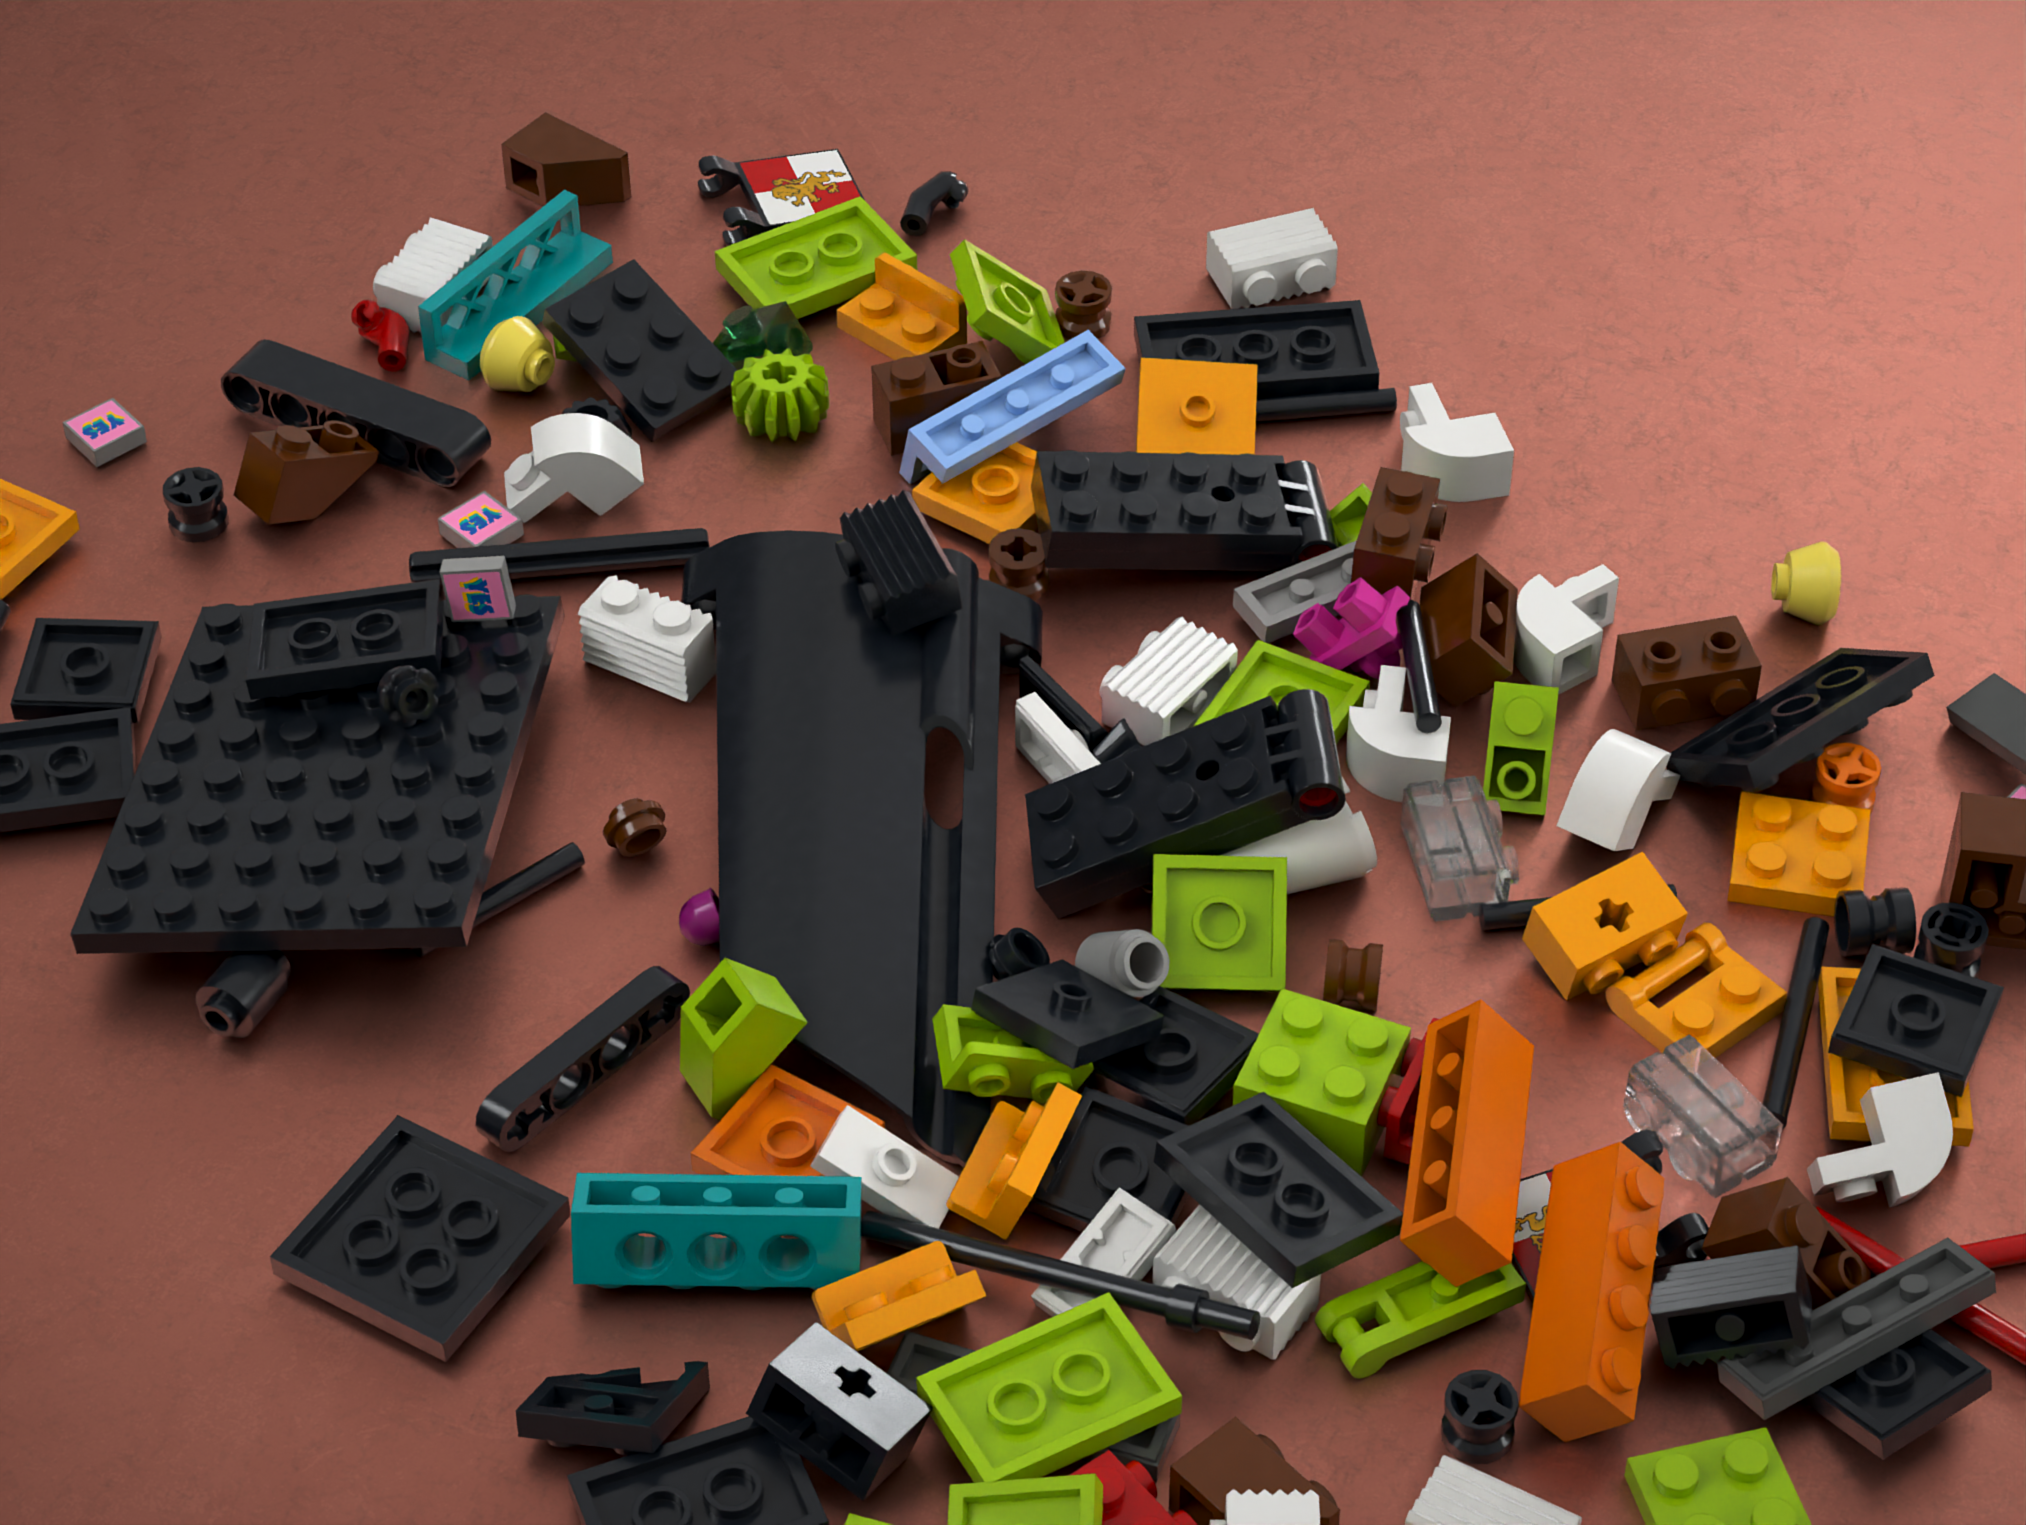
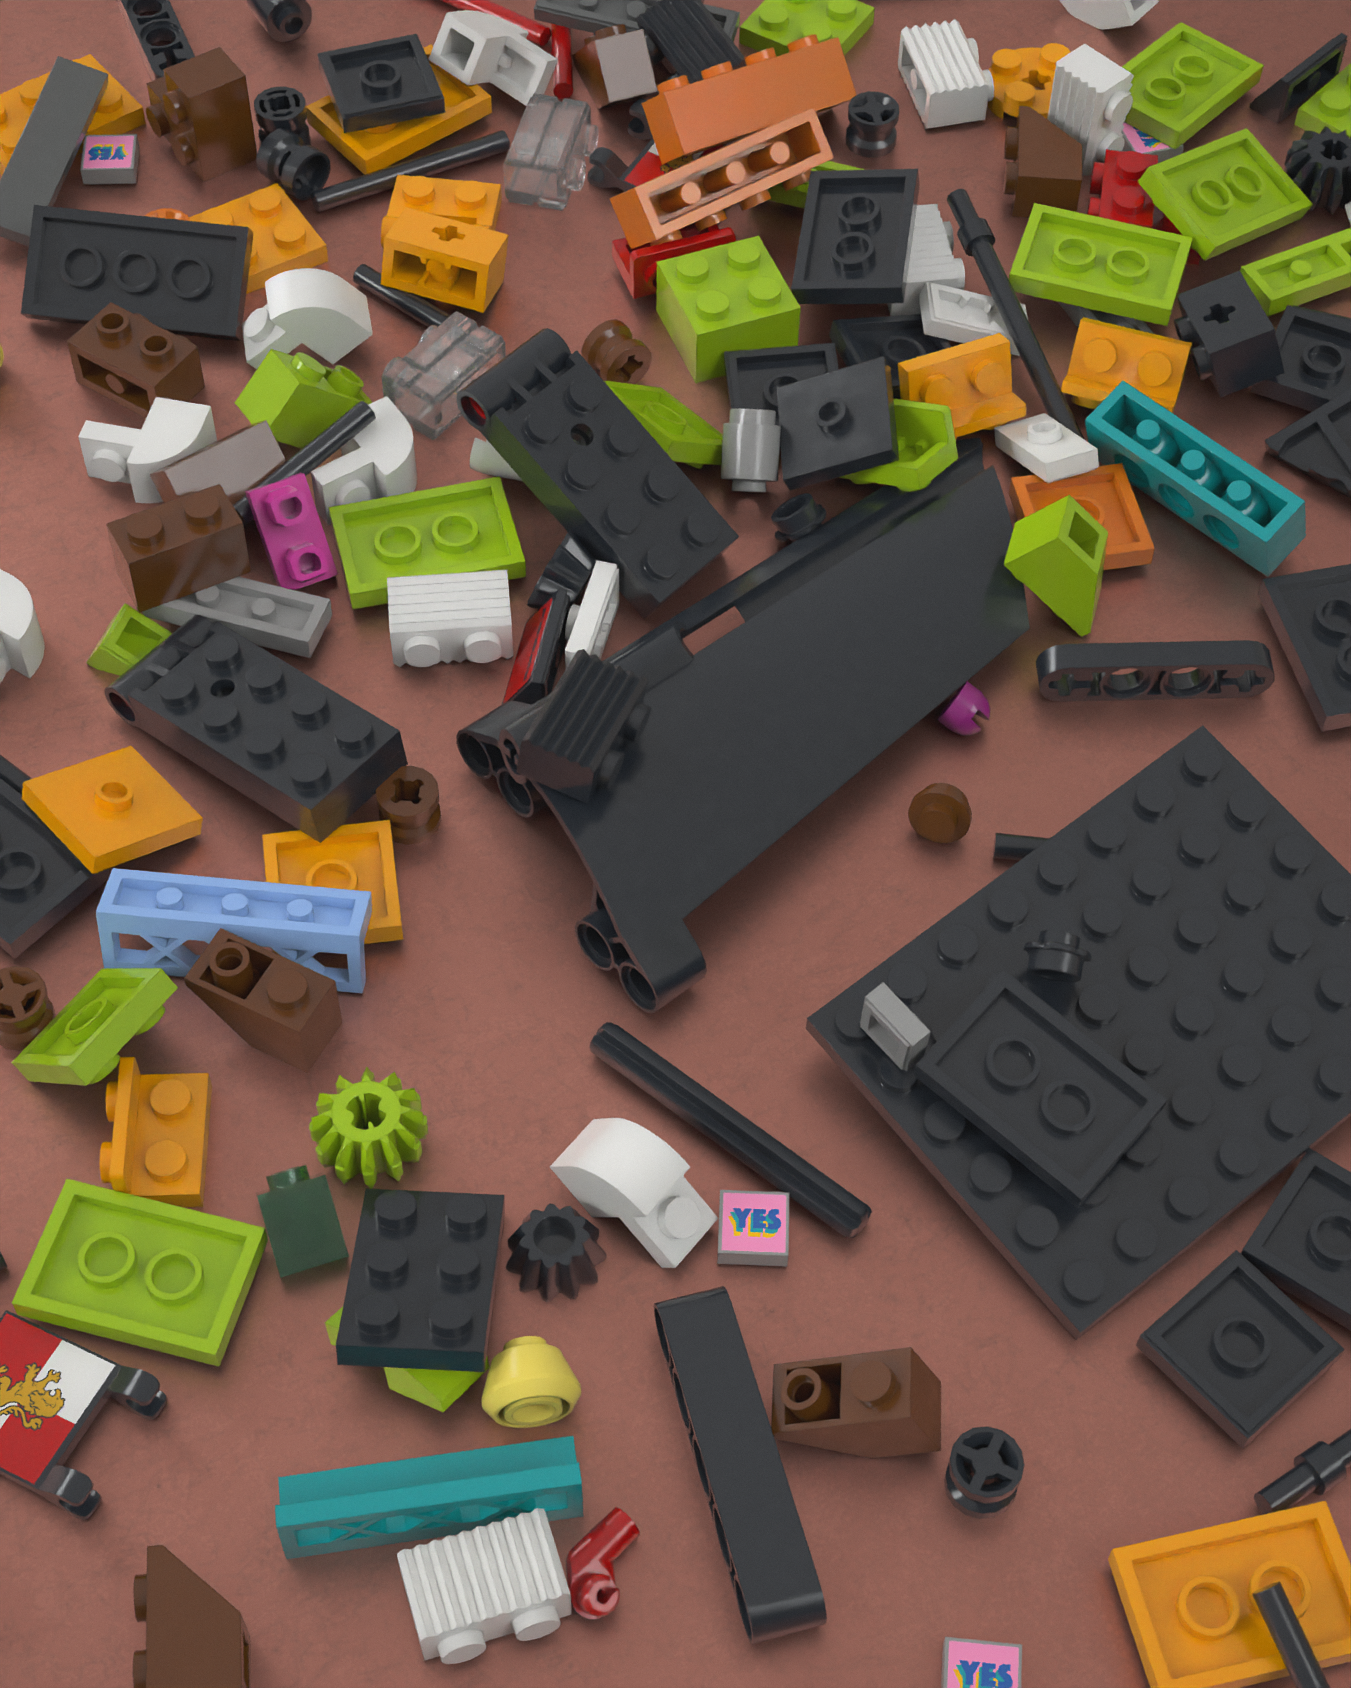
camera: 135 degrees left, 10 degrees up
(648, 638) = (762, 957): white brick -> none

